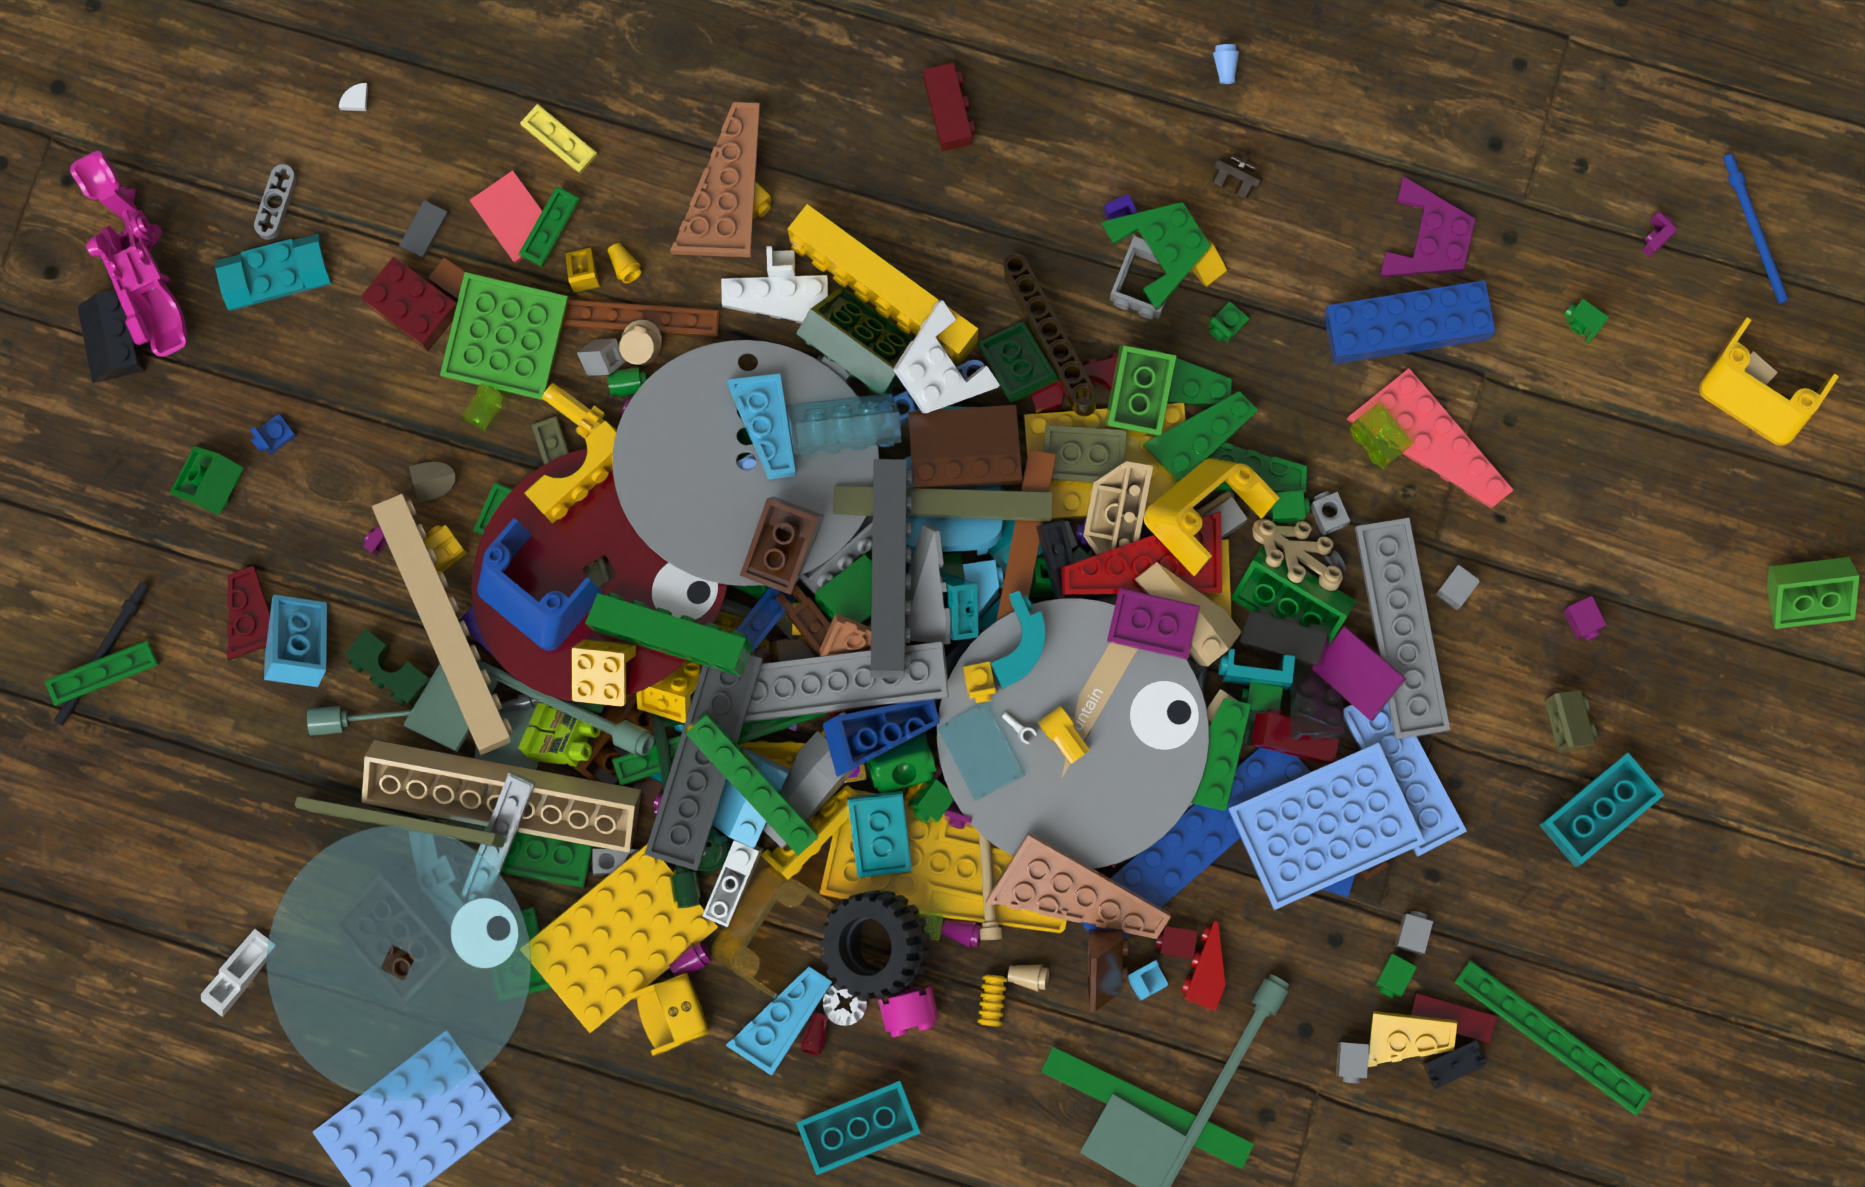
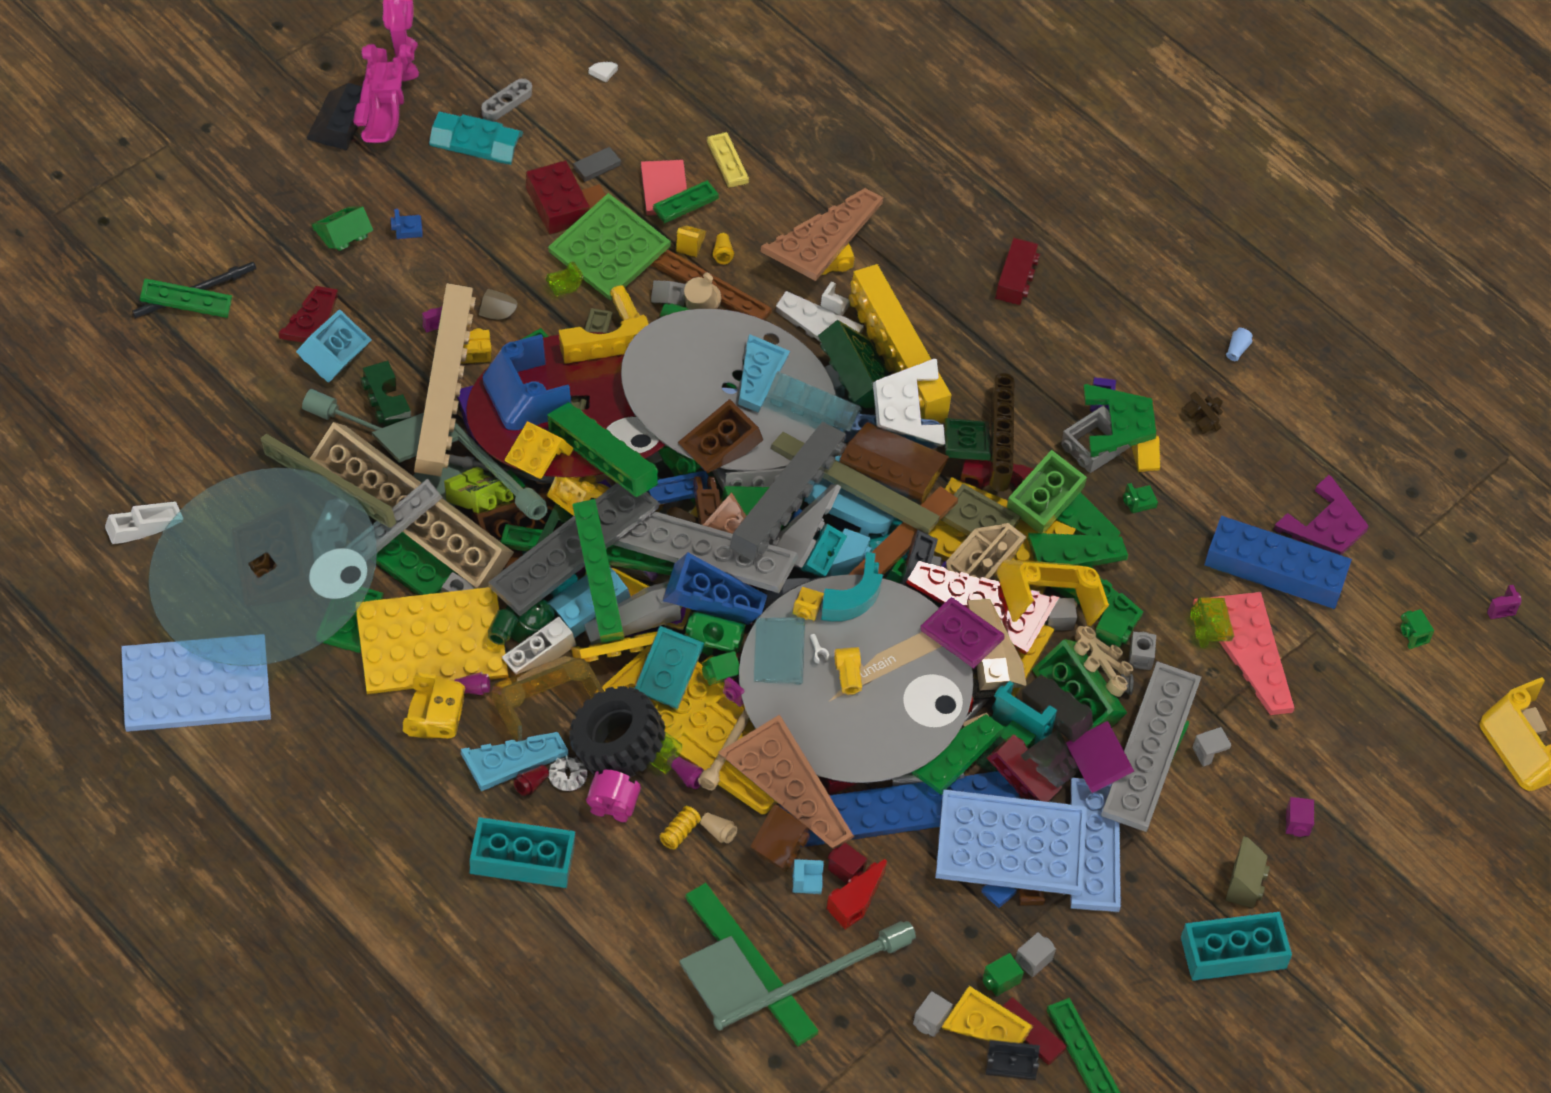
camera: 20 degrees right, 25 degrees down
(1812, 592) = (1492, 893): bright green slope -> none

